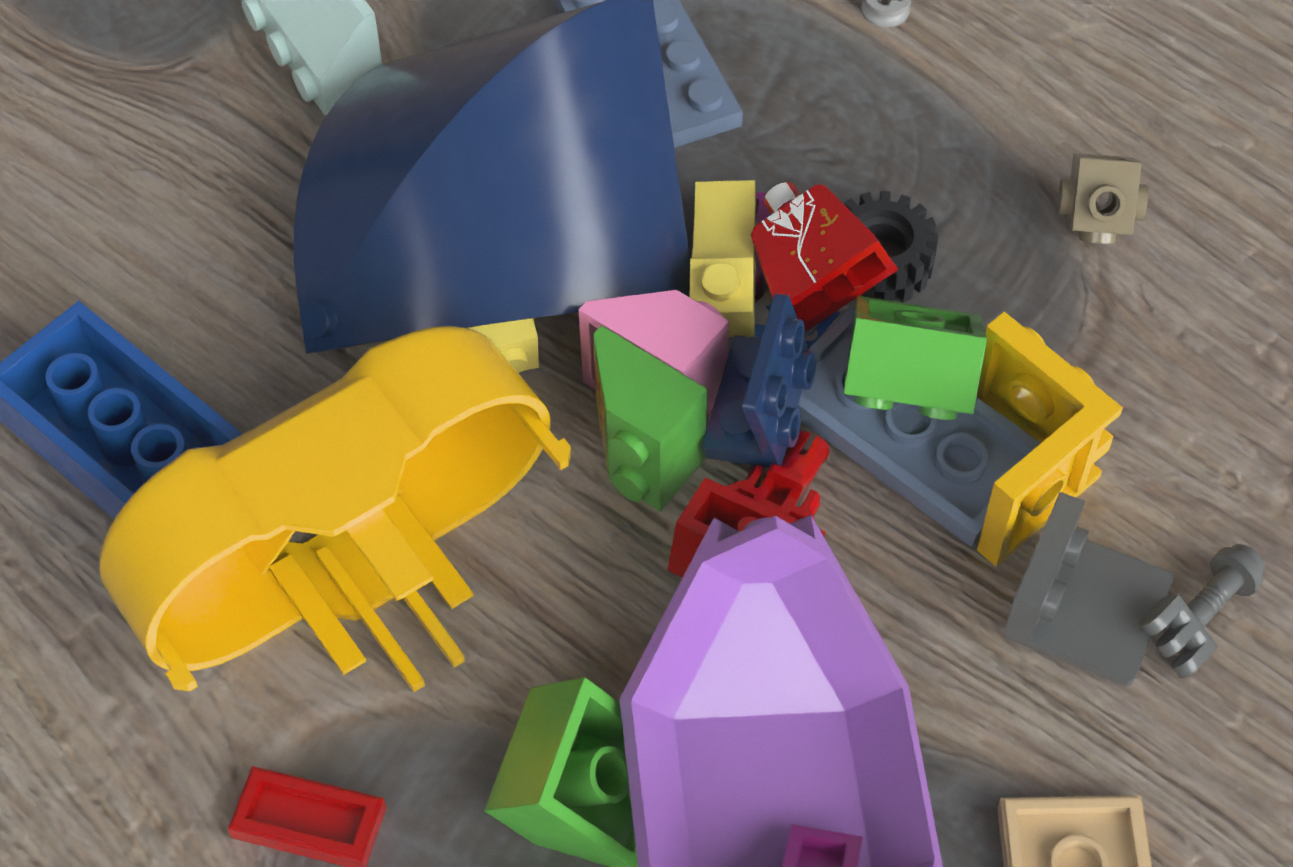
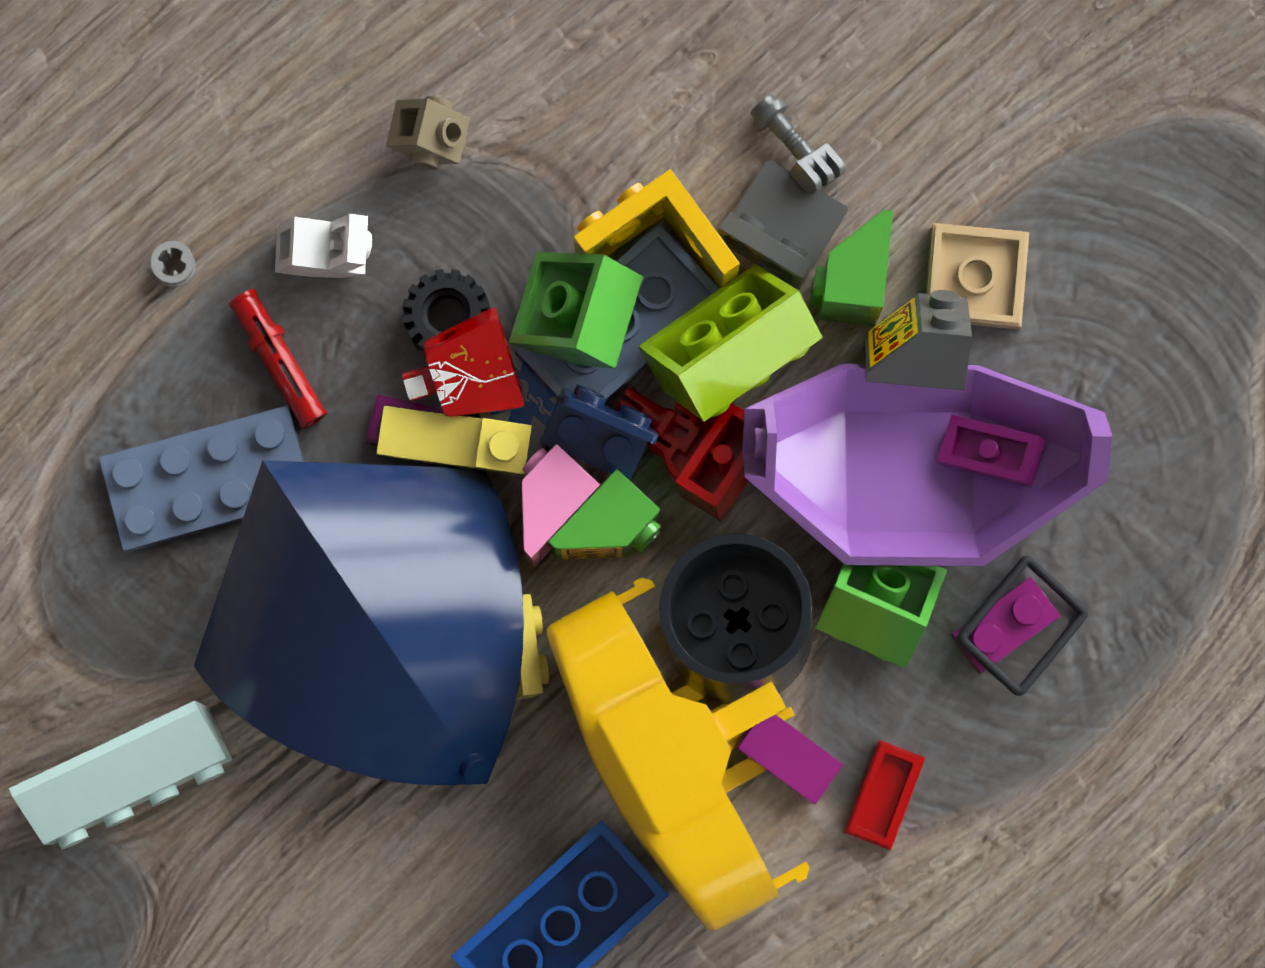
camera: 85 degrees left, 25 degrees up
(355, 681) = (790, 757): none -> magenta tile
(525, 564) = (734, 580): none -> black brick
(813, 86) = (250, 309): none -> red pin
(903, 527) = (730, 342): none -> lime brick
(936, 114) = (323, 247): none -> white brick
(955, 782) = (921, 343): none -> dark grey slope
(1044, 680) = (854, 275): none -> bright green slope

